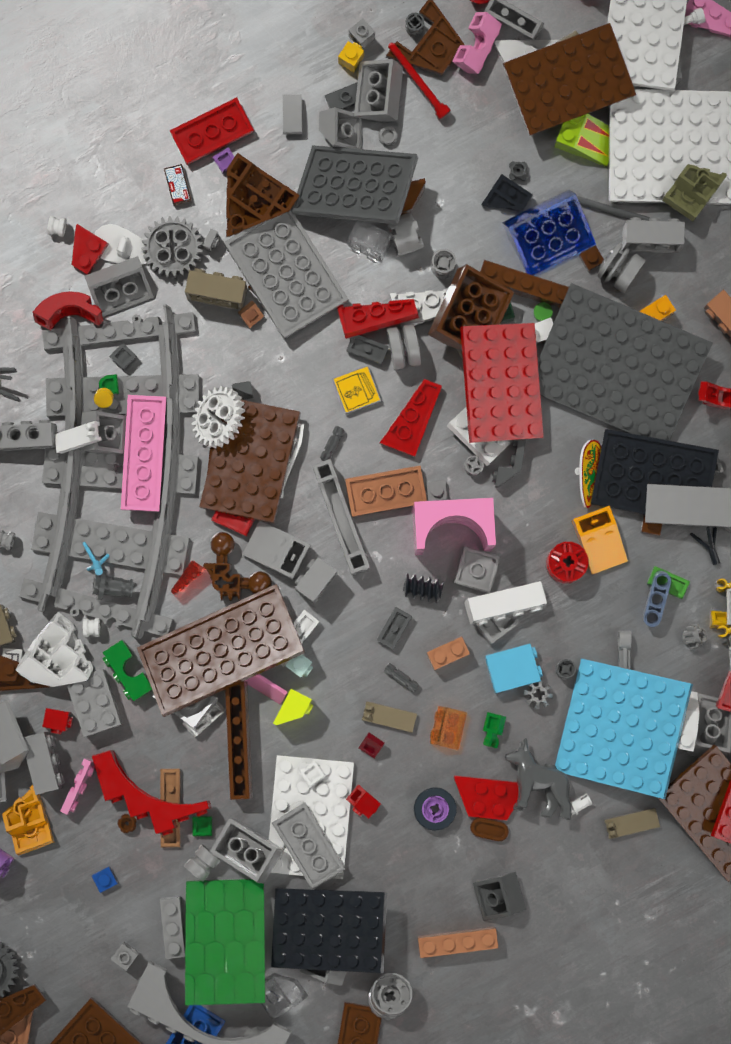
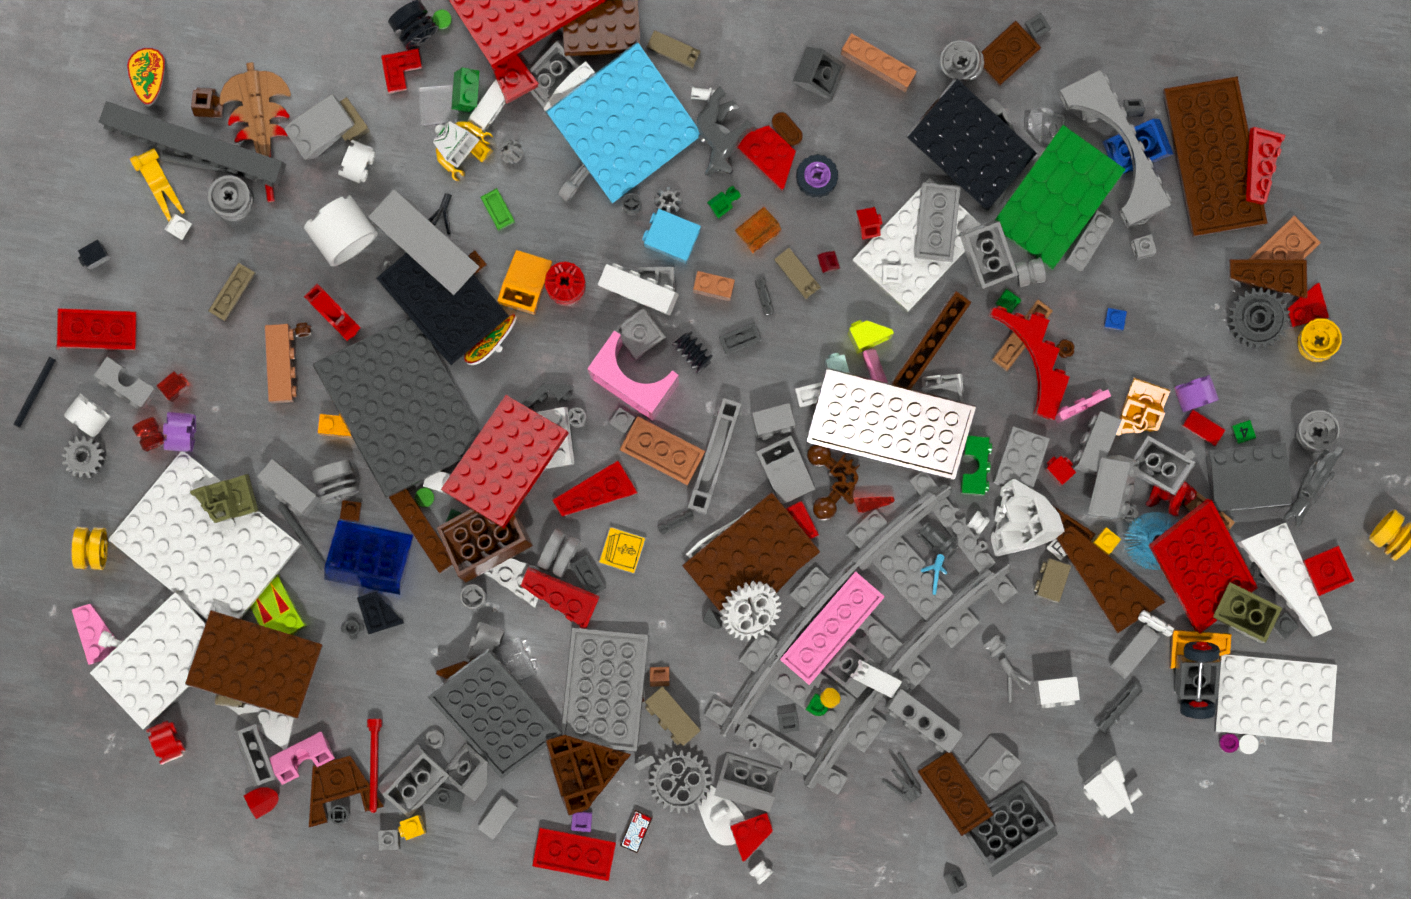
camera: 140 degrees left, 0 degrees up
(66, 304) = (802, 800): red arch -> none
(657, 608) = (521, 194): sand blue beam -> none

